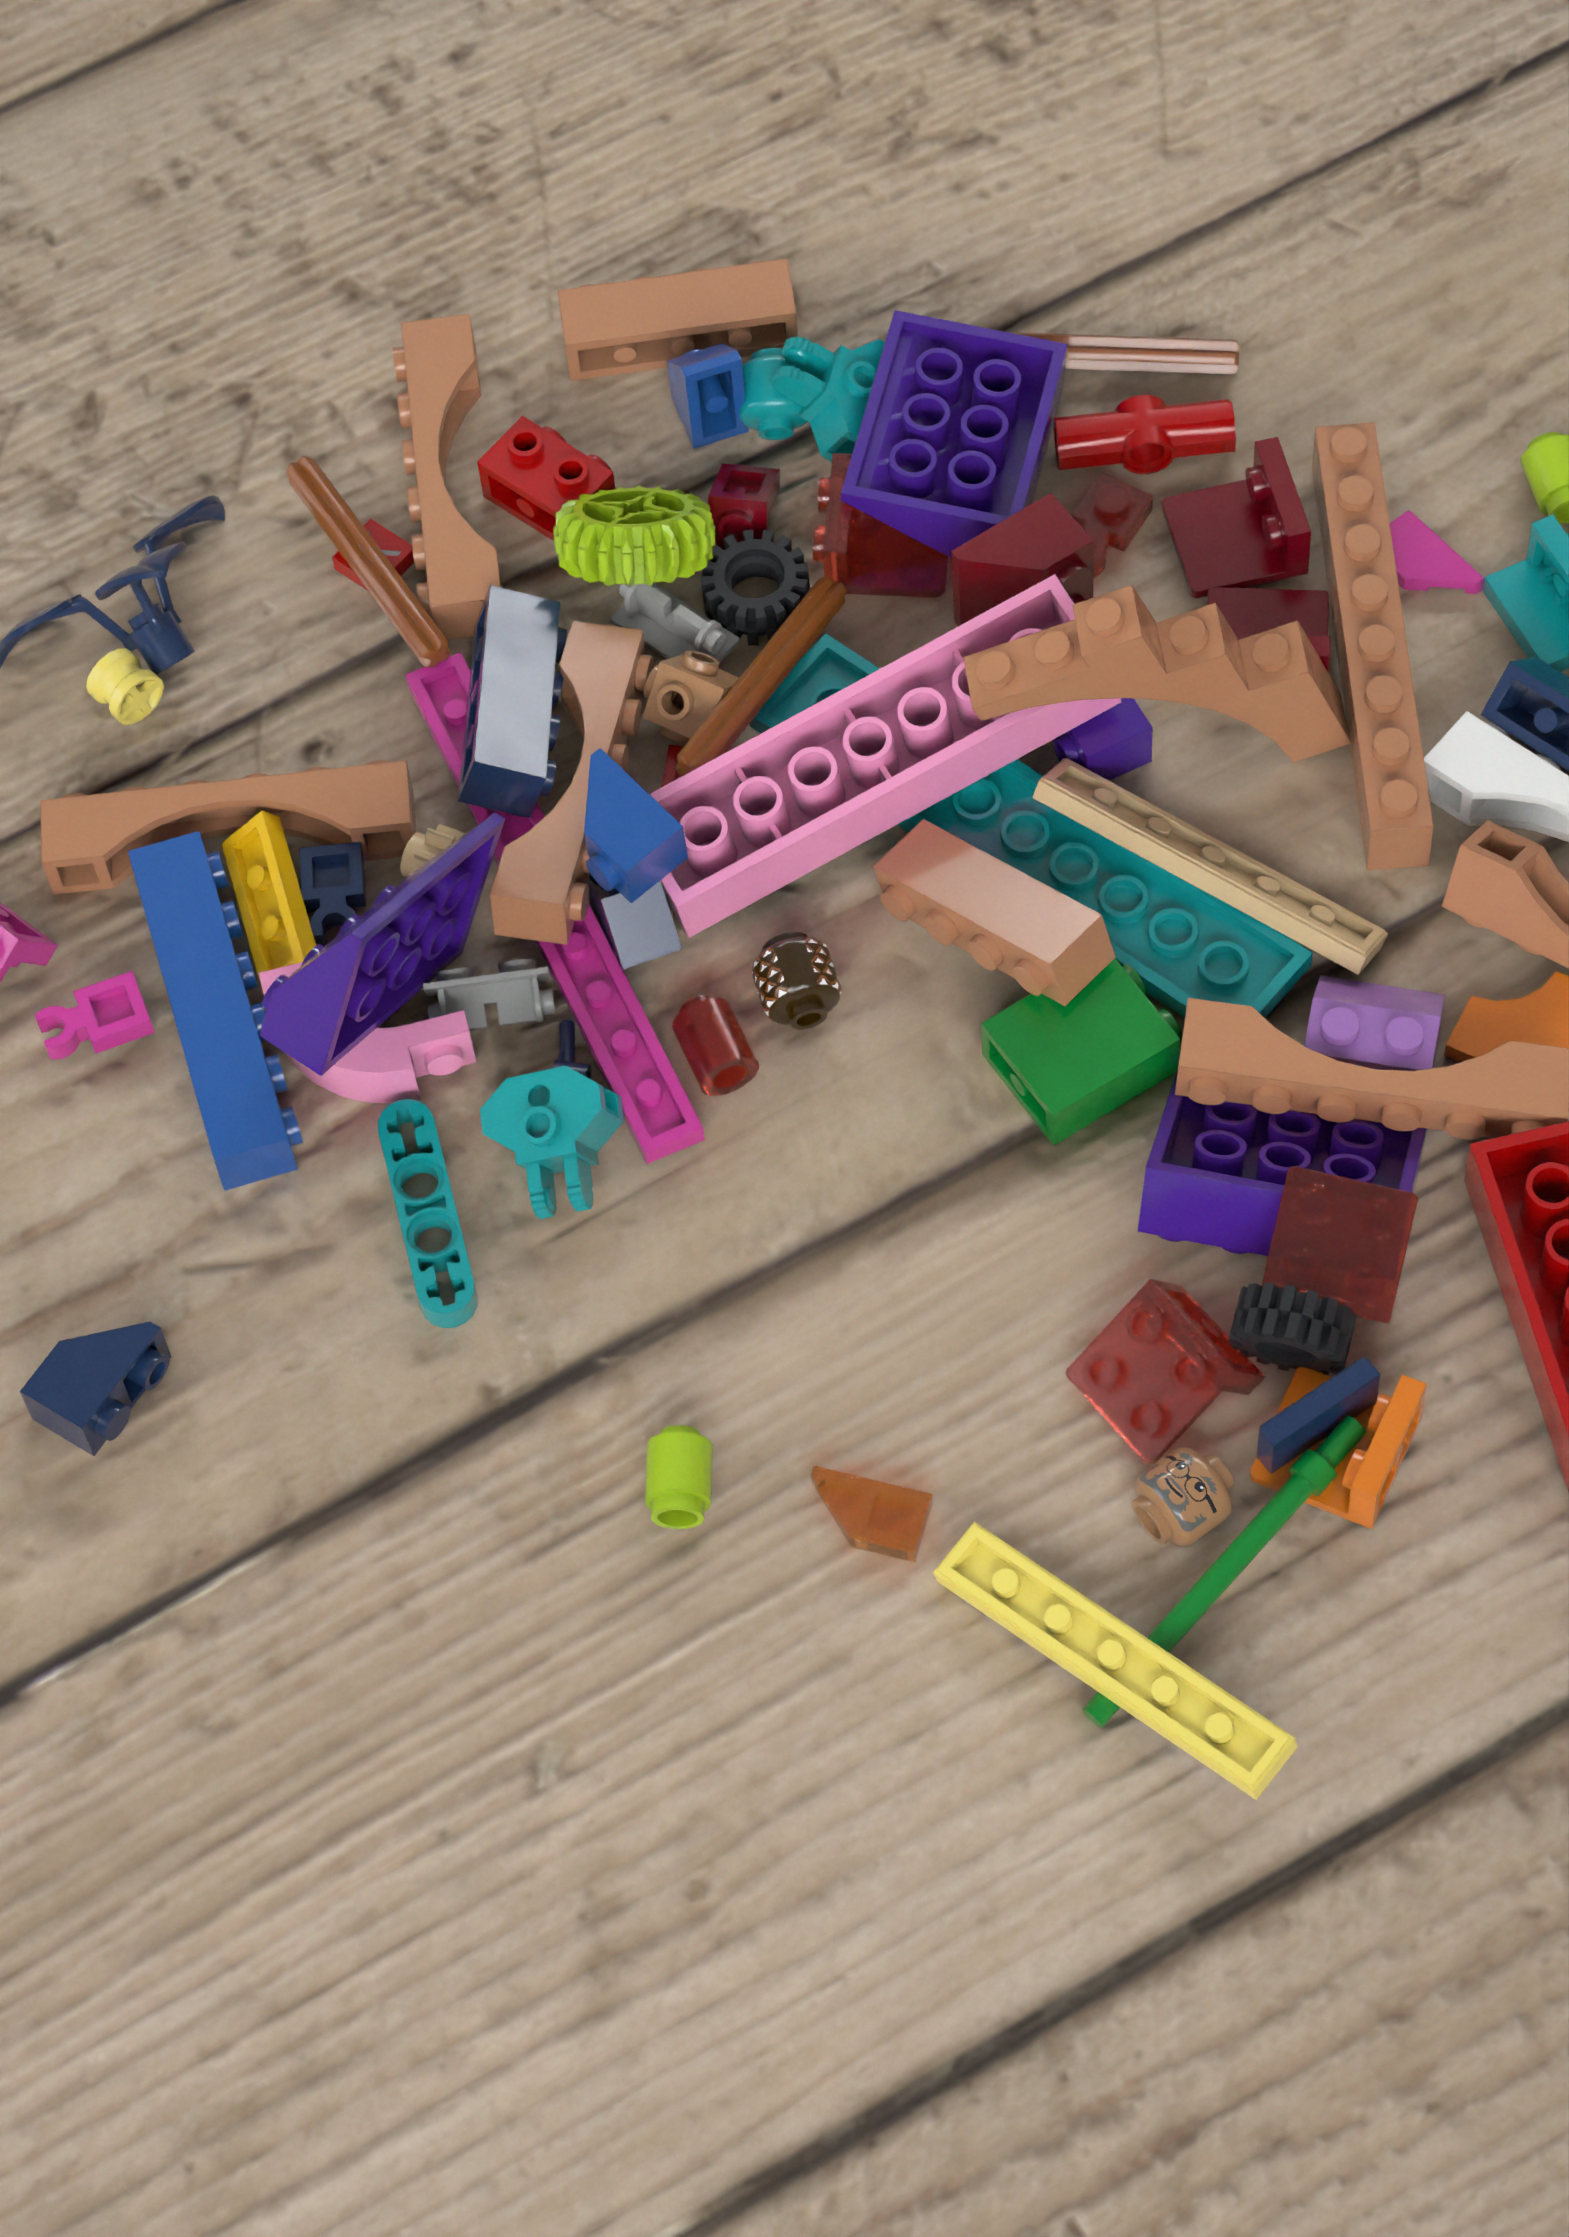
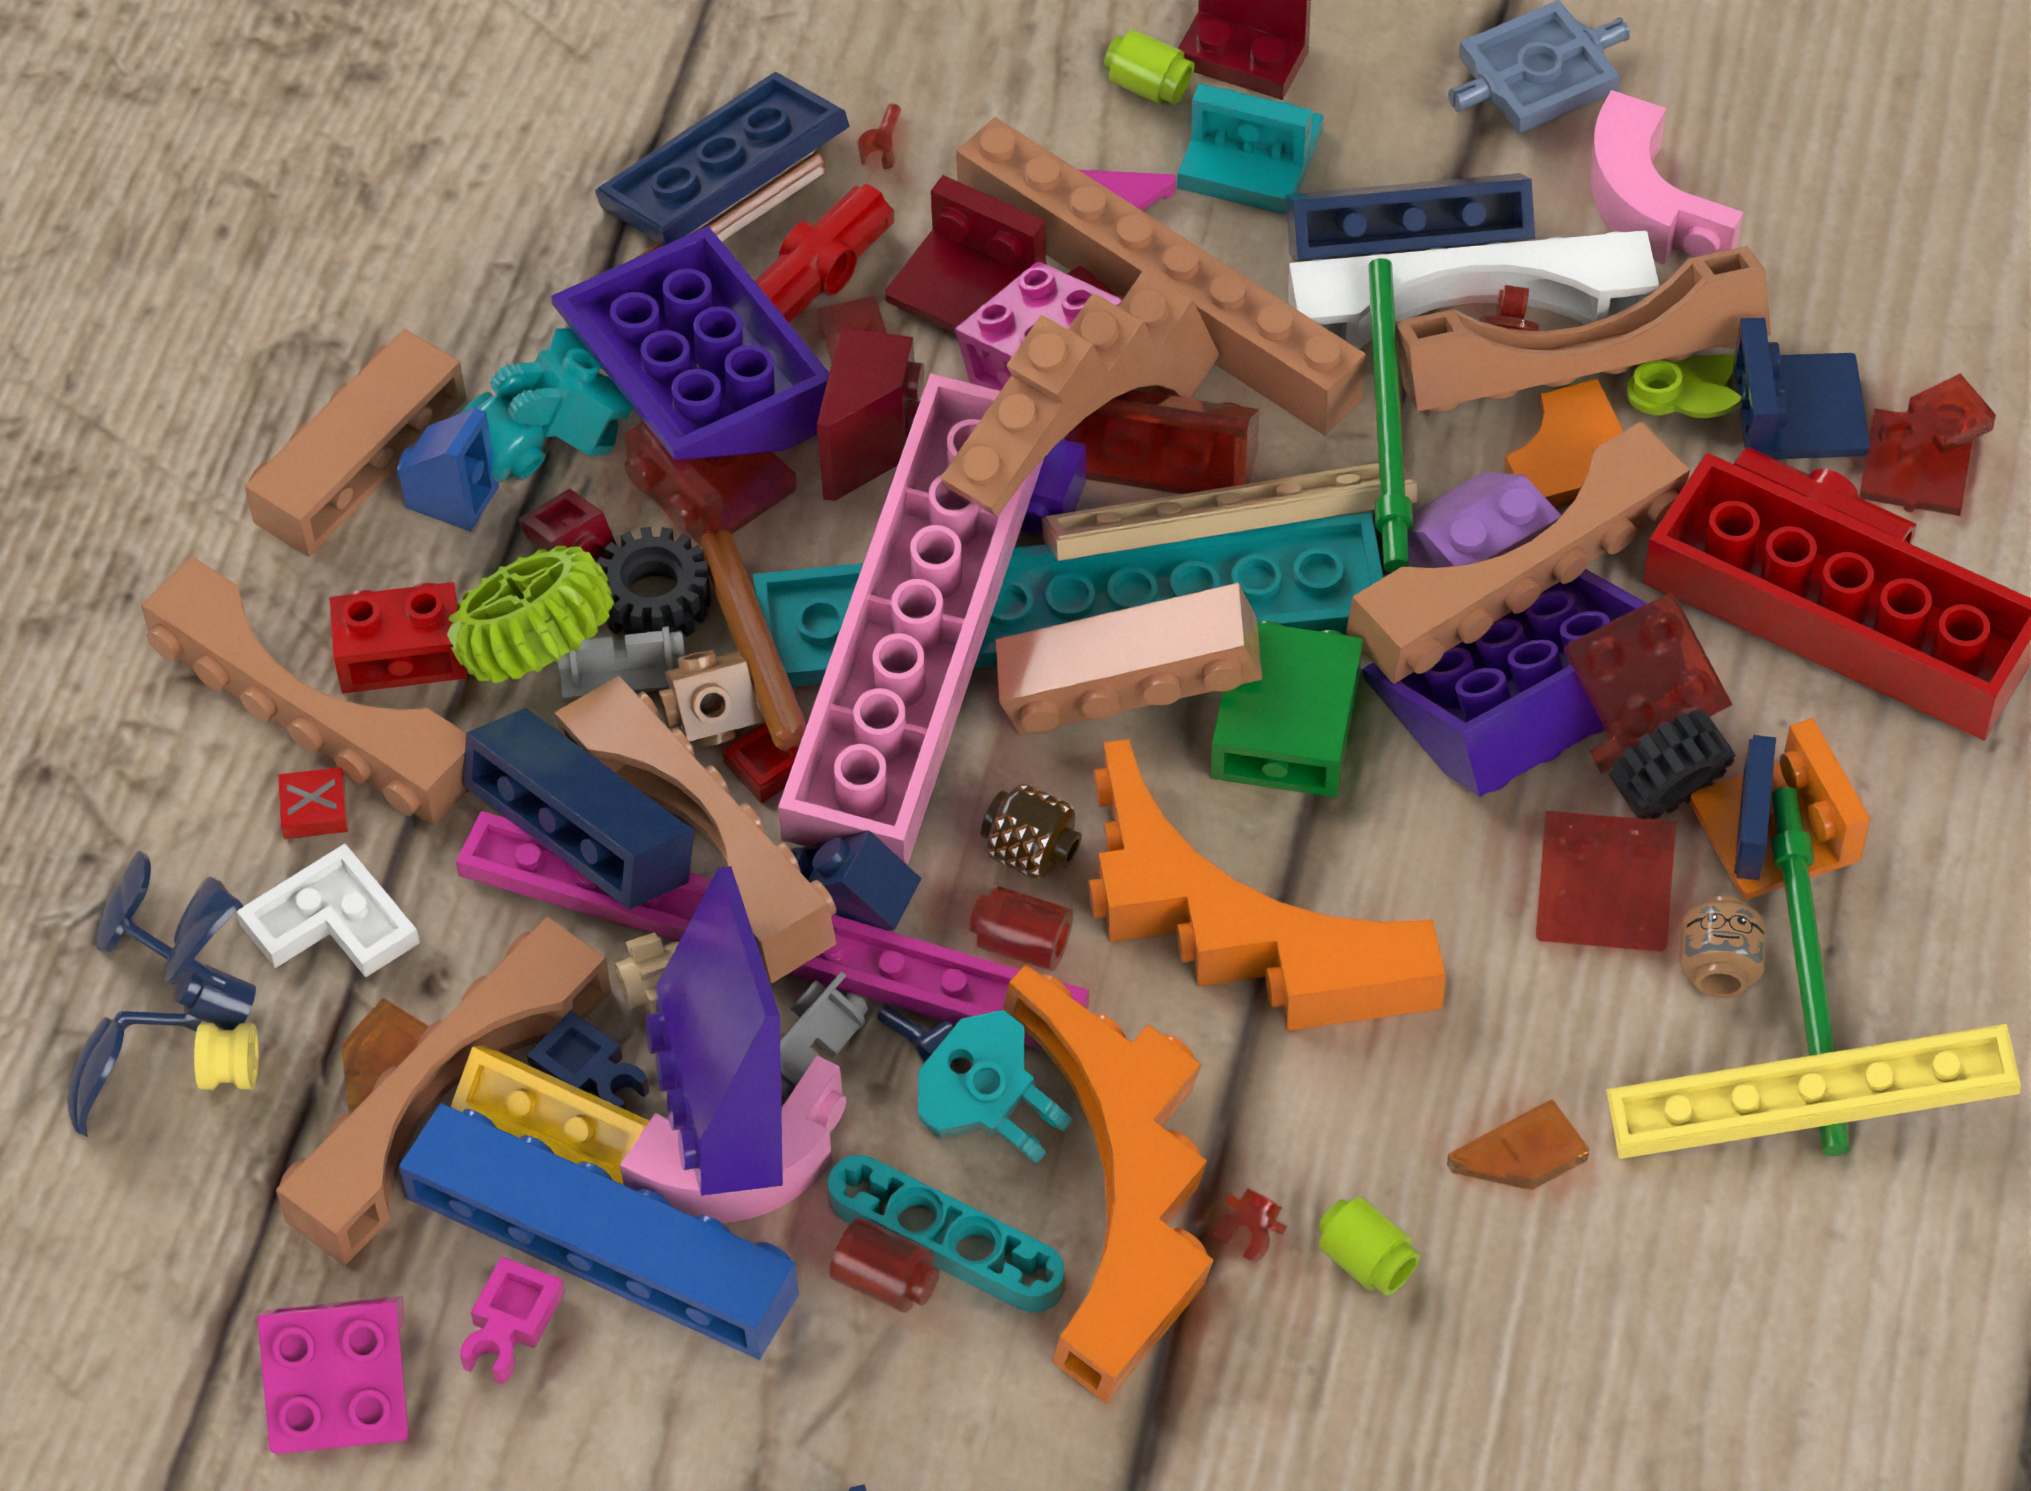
camera: 50 degrees left, 5 degrees down
(224, 759) = (375, 1045): none -> clear orange tile
(307, 638) = (333, 899): none -> white plate
(355, 1195) = (884, 1266): none -> clear red brick
(368, 562) = (324, 802): dark orange axle -> none
(505, 1355) = (1149, 1174): none -> orange arch
(628, 832) = (812, 807): blue slope -> none
(633, 1386) = (1255, 1213): none -> clear red plate
(874, 1245) = (1312, 962): none -> orange arch
(1163, 304) = (721, 158): none -> dark blue tile
(1229, 778) = (1169, 442): none -> clear red slope
(1243, 589) = (1002, 323): none -> dark pink bracket
(1288, 375) = (880, 138): none -> clear red hand
(1317, 961) = (1393, 508): none -> green bar

